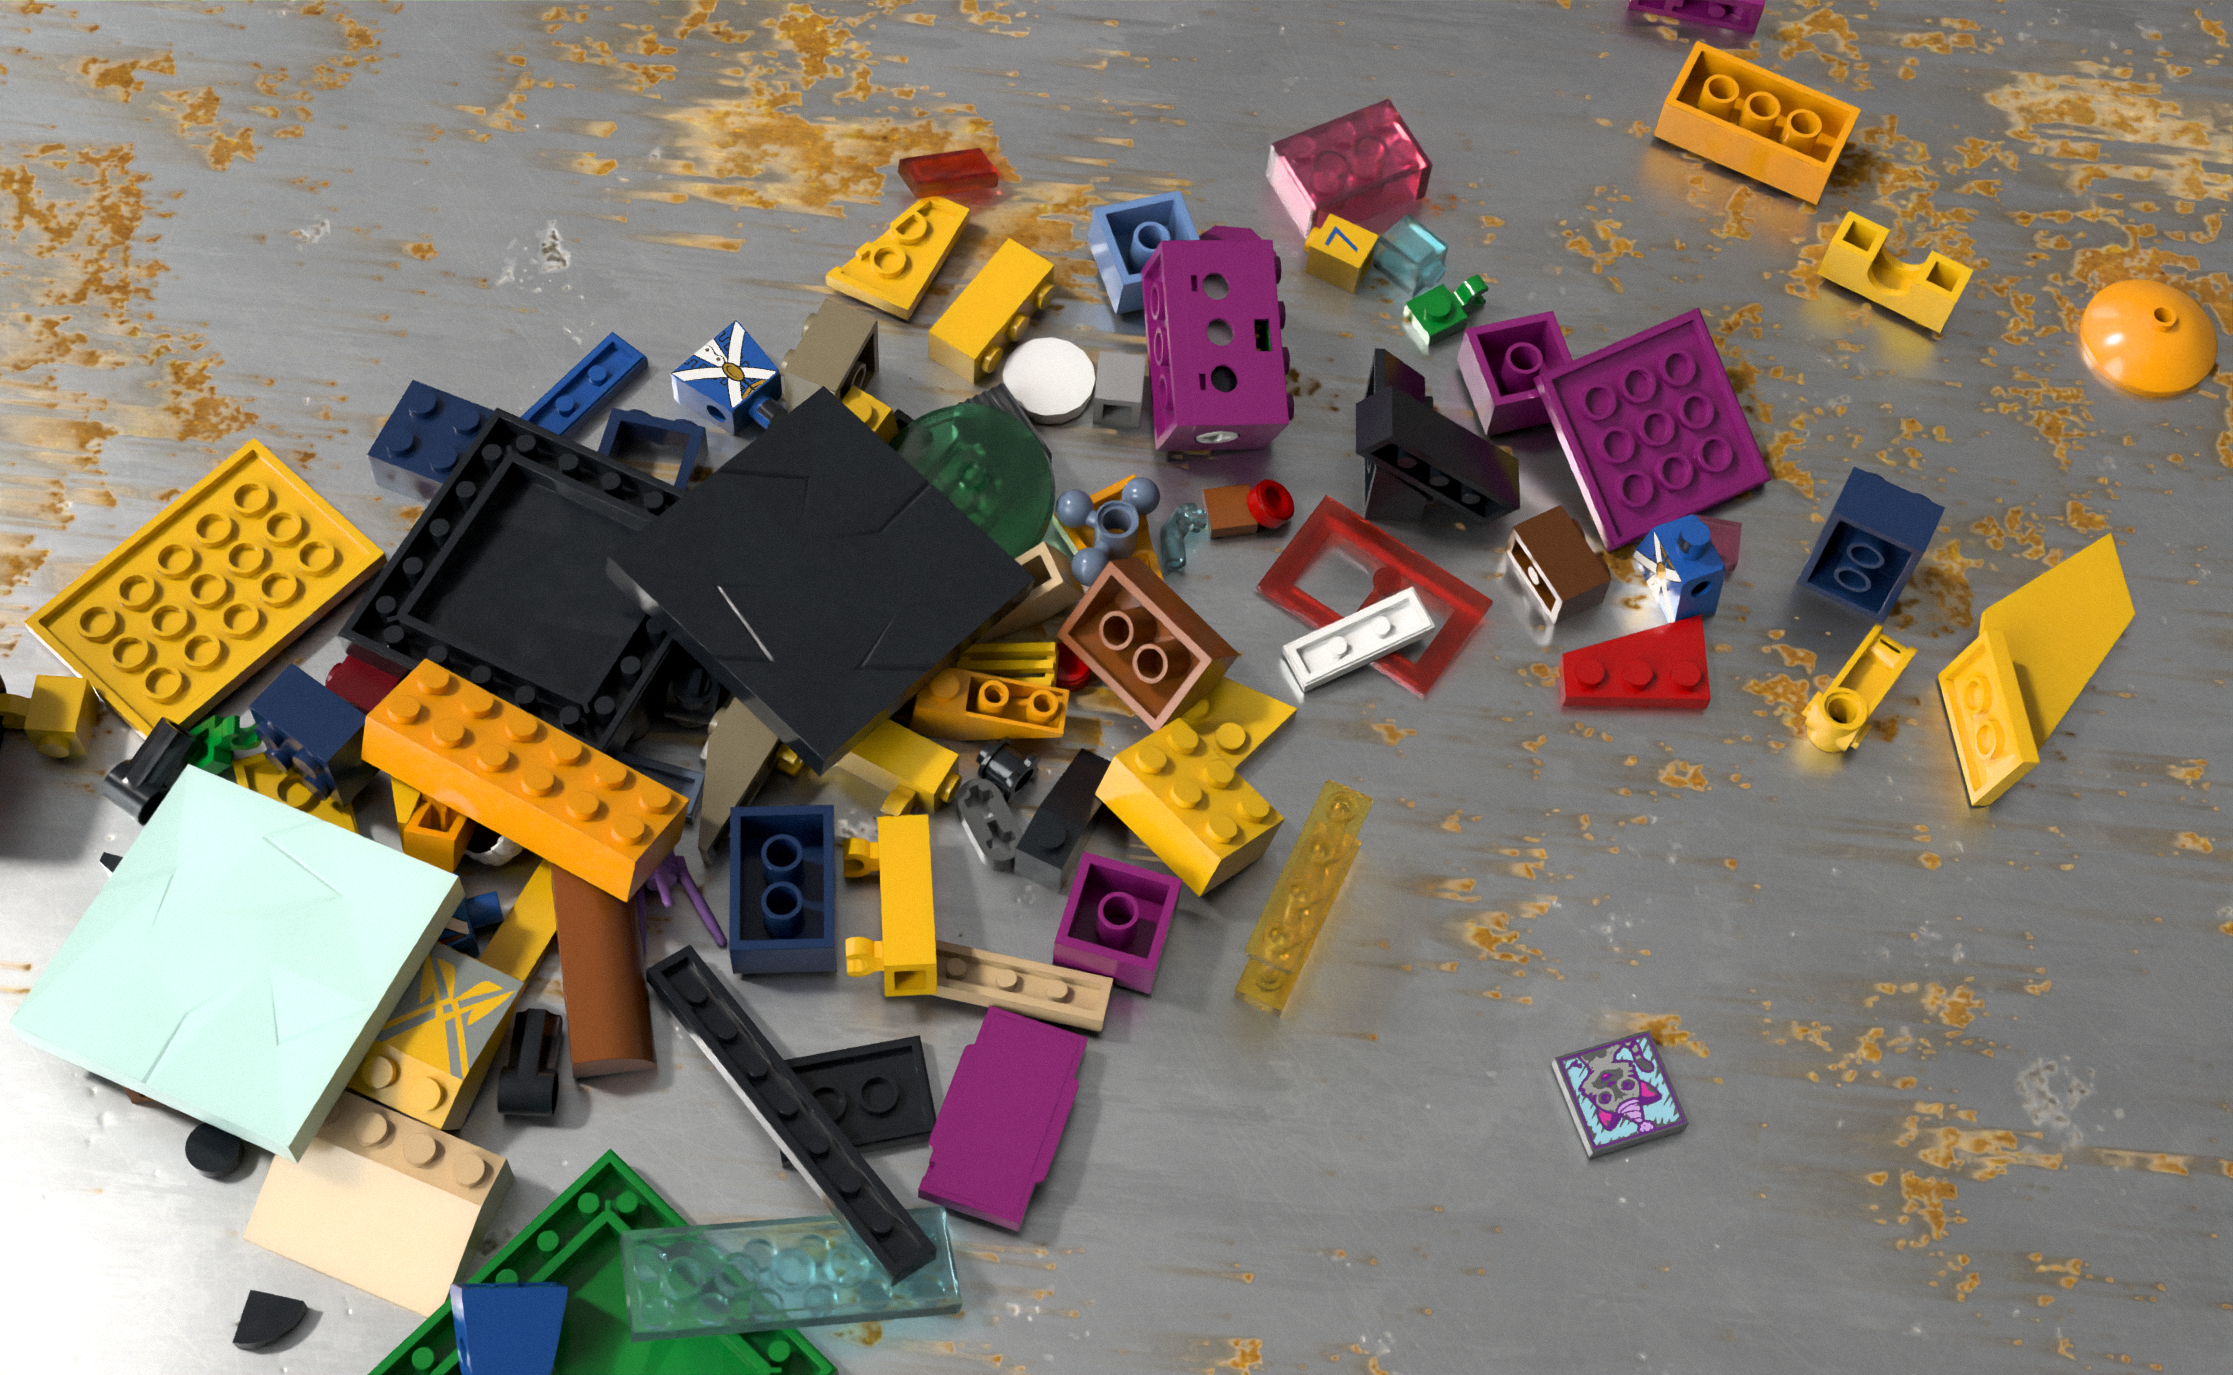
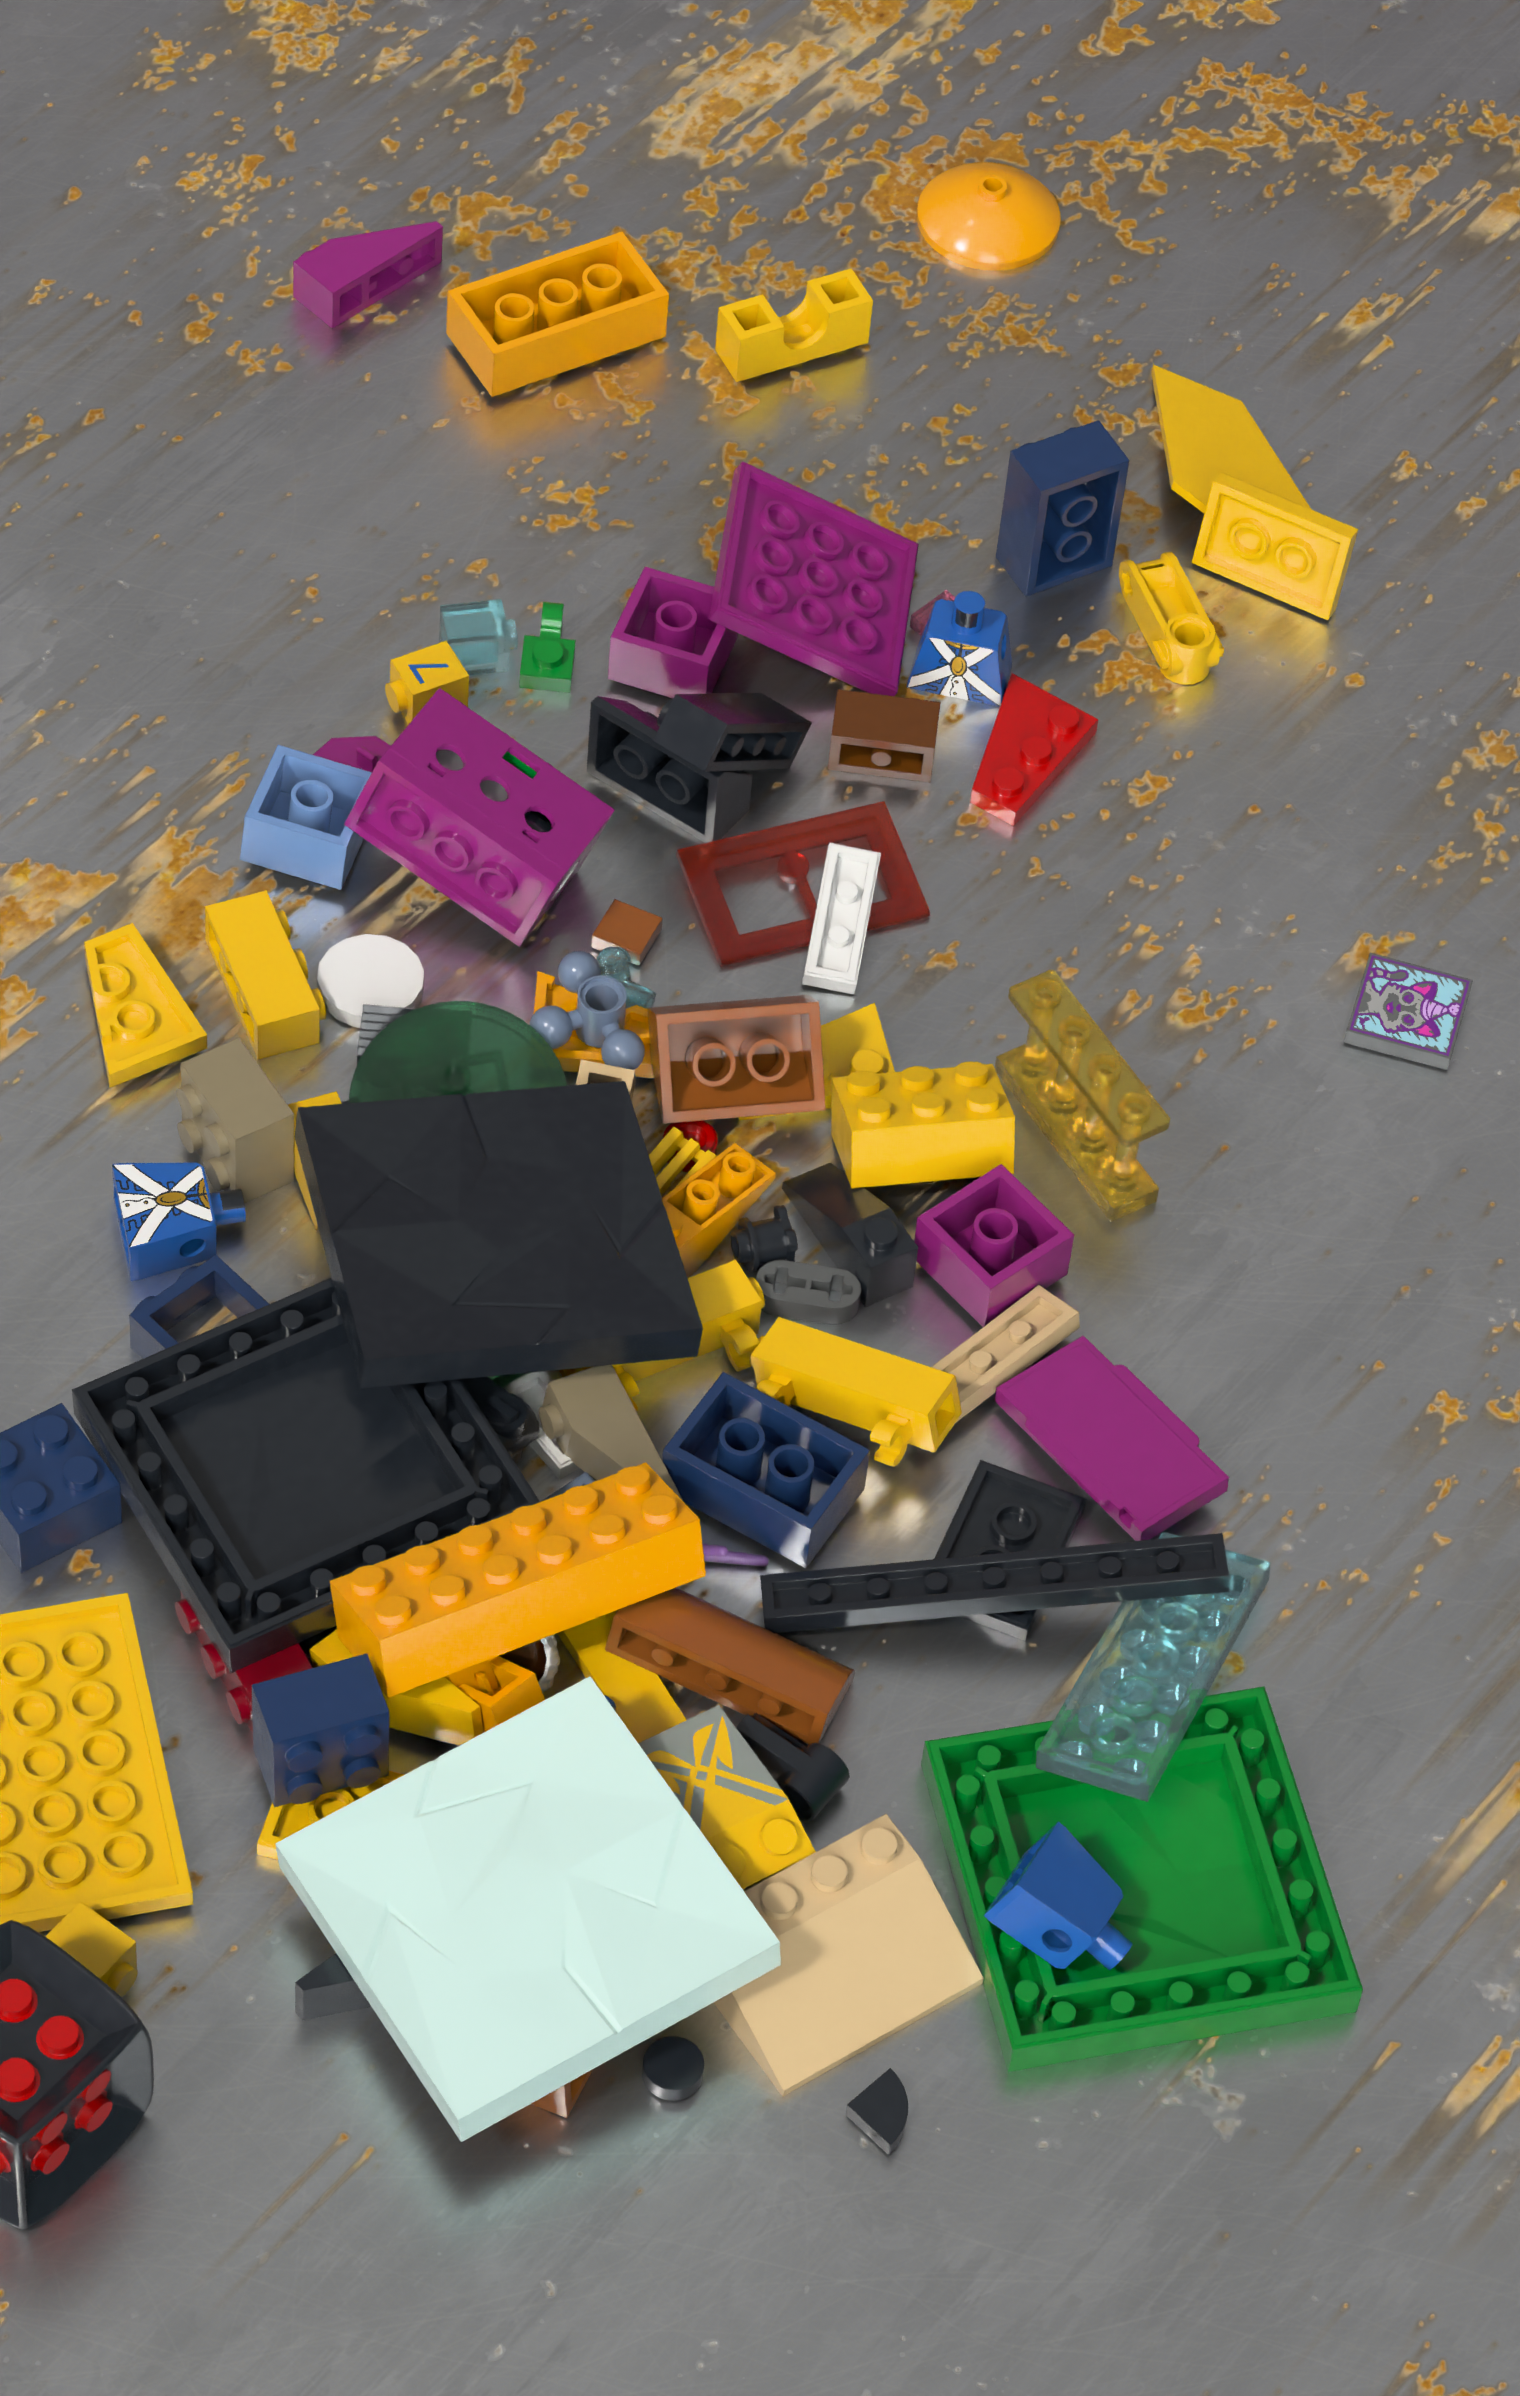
camera: 55 degrees left, 10 degrees down
(146, 779) = (227, 1923): black piece -> none
(219, 741) = (233, 1844): green plate -> none
(588, 387) = (60, 1335): blue tile -> none
(948, 173) = (73, 916): clear red tile -> none
(1119, 388) = (434, 929): light grey brick -> none
(1270, 503) = (649, 896): red tile -> none
(1349, 168) = (343, 624): clear pink brick -> none

